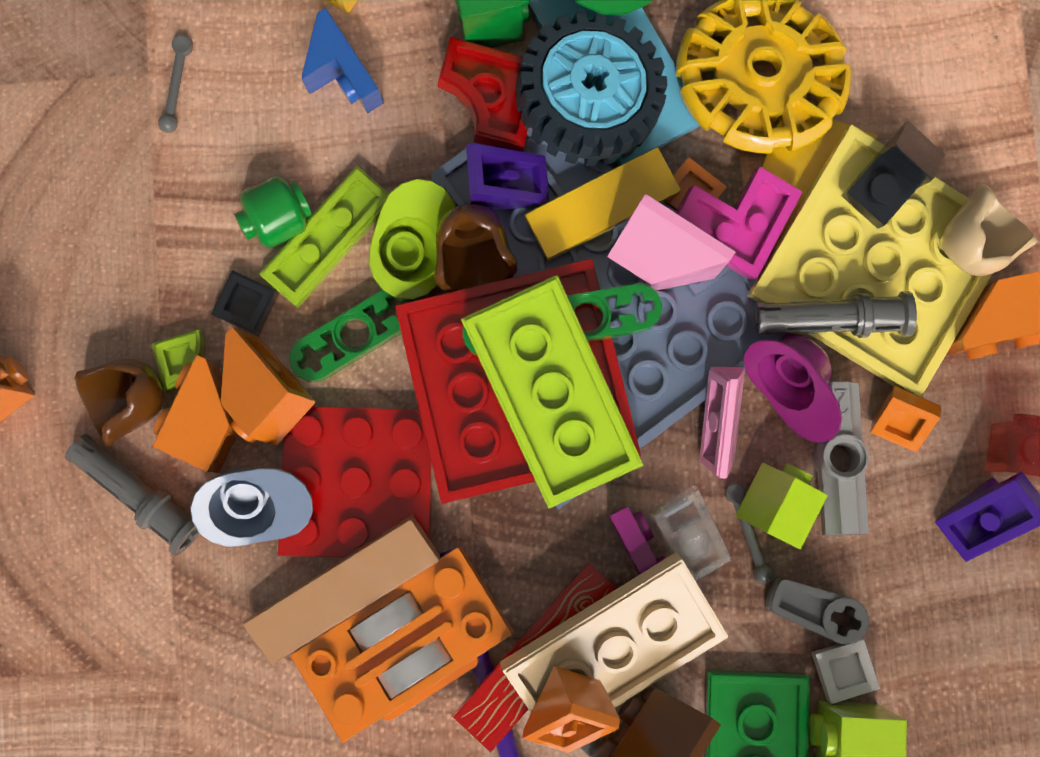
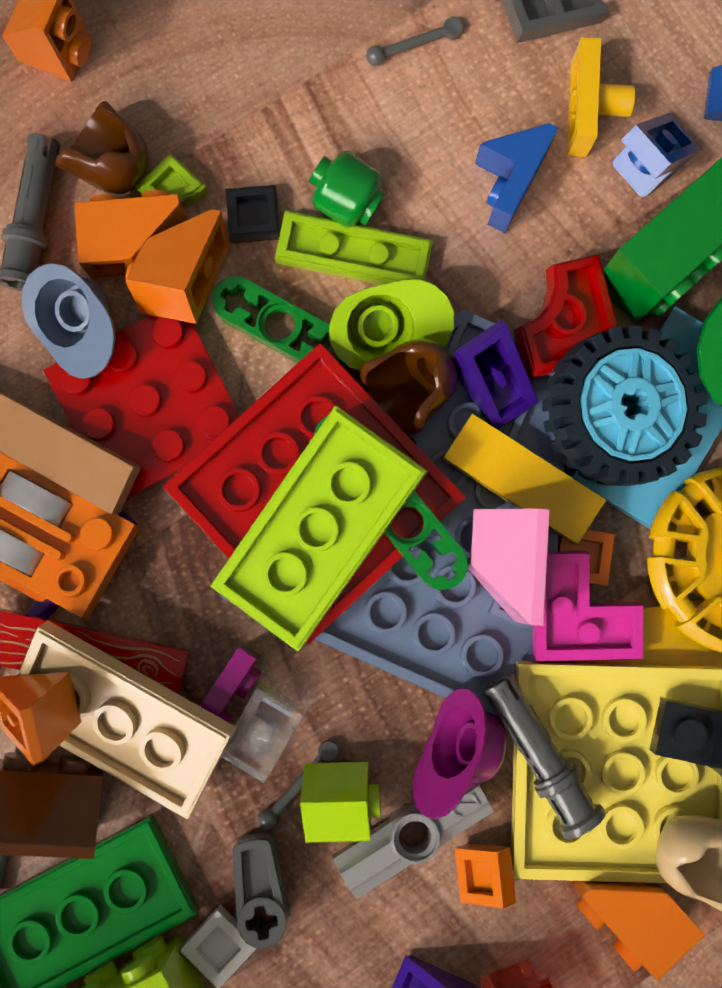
camera: 55 degrees right, 0 degrees up
(721, 419) = (387, 701): bright pink slope -> none

